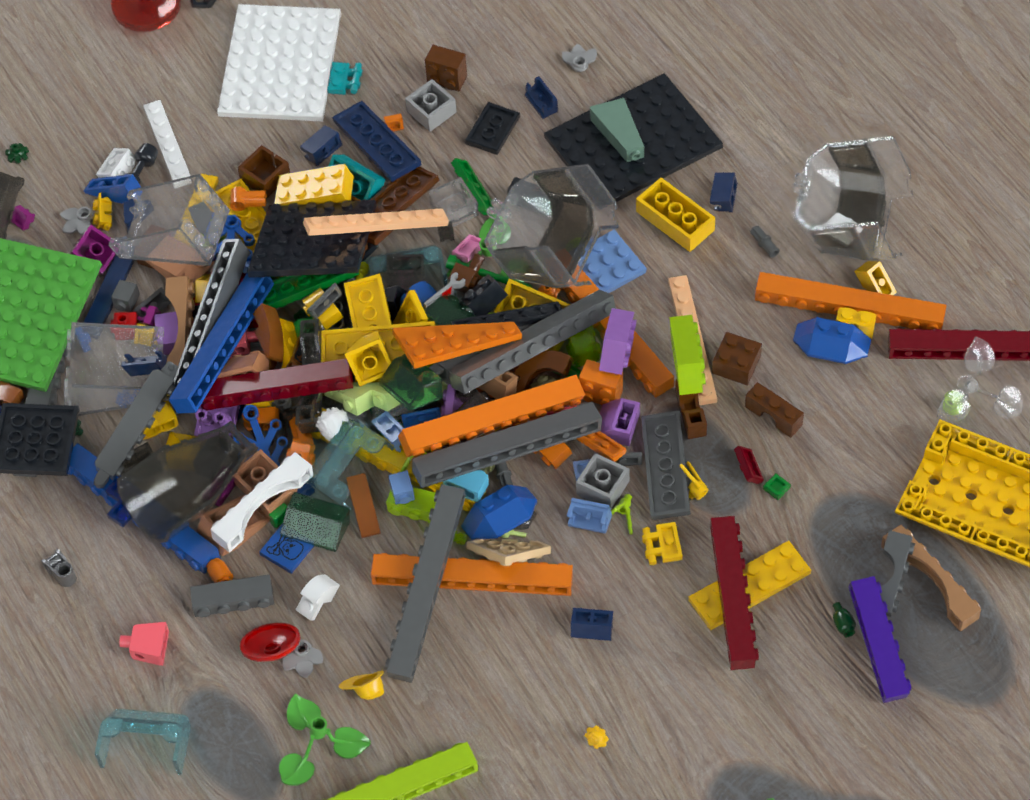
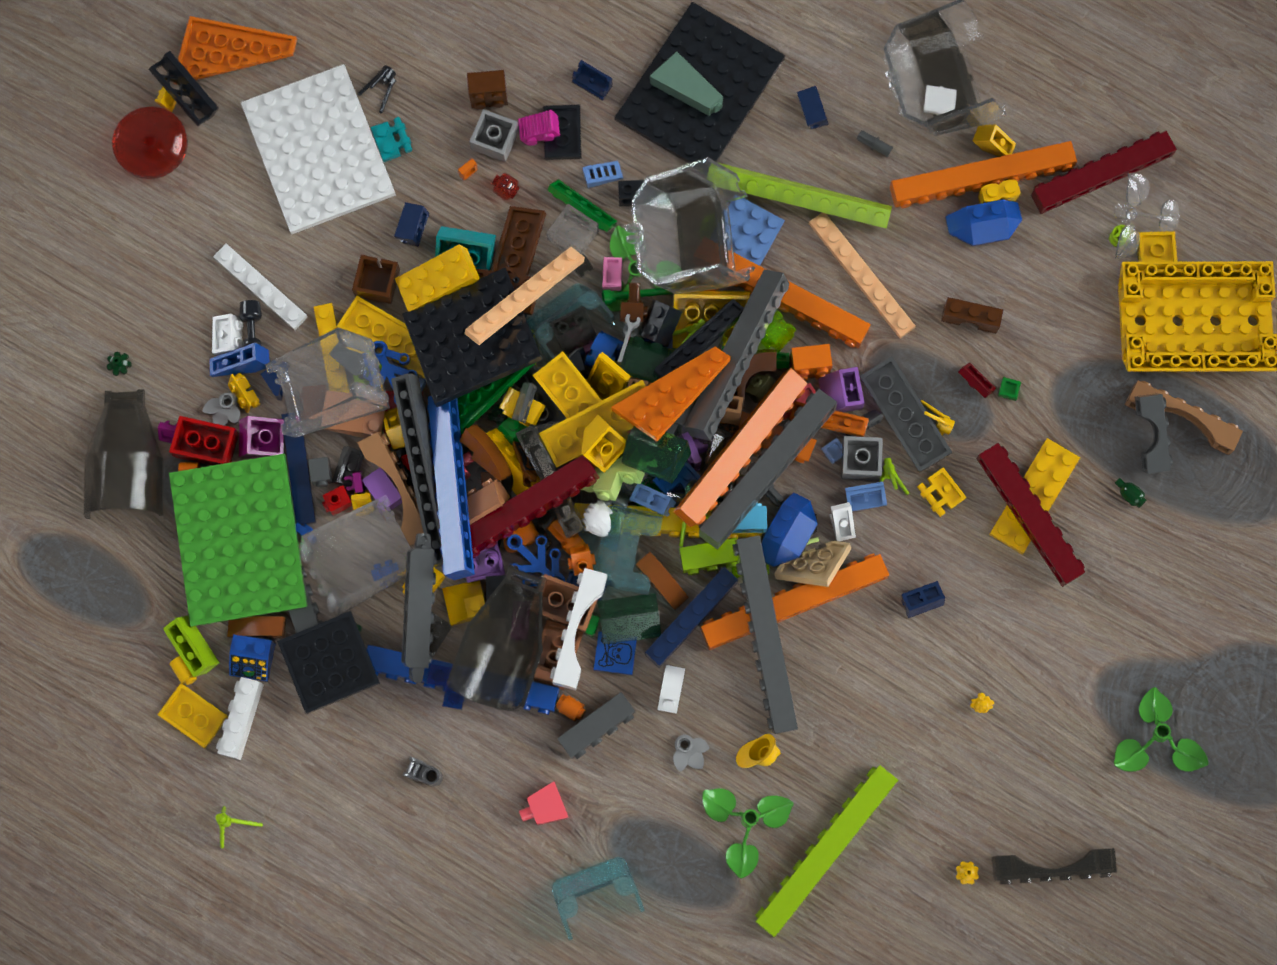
camera: 30 degrees left, 20 degrees up
(44, 230) = (203, 441): none -> red brick
(144, 365) = (387, 537): dark blue hinge -> none
(241, 198) = (374, 319): orange piece -> none
(270, 642) = (651, 748): red dish -> none
(362, 547) = (691, 617): none -> dark blue brick
(367, 29) = (384, 76): none -> black plant
(377, 141) = (464, 197): dark blue plate -> none
(401, 487) = (693, 553): medium blue brick -> none
(419, 146) = (505, 186): none -> clear red head
(472, 113) = (538, 127): none -> dark pink brick
(501, 165) = (604, 179): none -> medium blue slope
(555, 526) = (842, 521): none -> white slope
(579, 58) = (602, 17): light grey plate -> none
(618, 341) = (813, 319): medium lavender brick -> none
(675, 214) = (783, 153): yellow brick -> none
(680, 258) = (812, 197): none -> lime brick
(687, 354) = (878, 302): lime brick -> none
(692, 415) = (892, 340): reddish brown arch -> none
(736, 358) = (913, 278): reddish brown brick -> none
(879, 639) = (1174, 500): dark purple brick -> none
(986, 424) = (1157, 247): none -> yellow tile

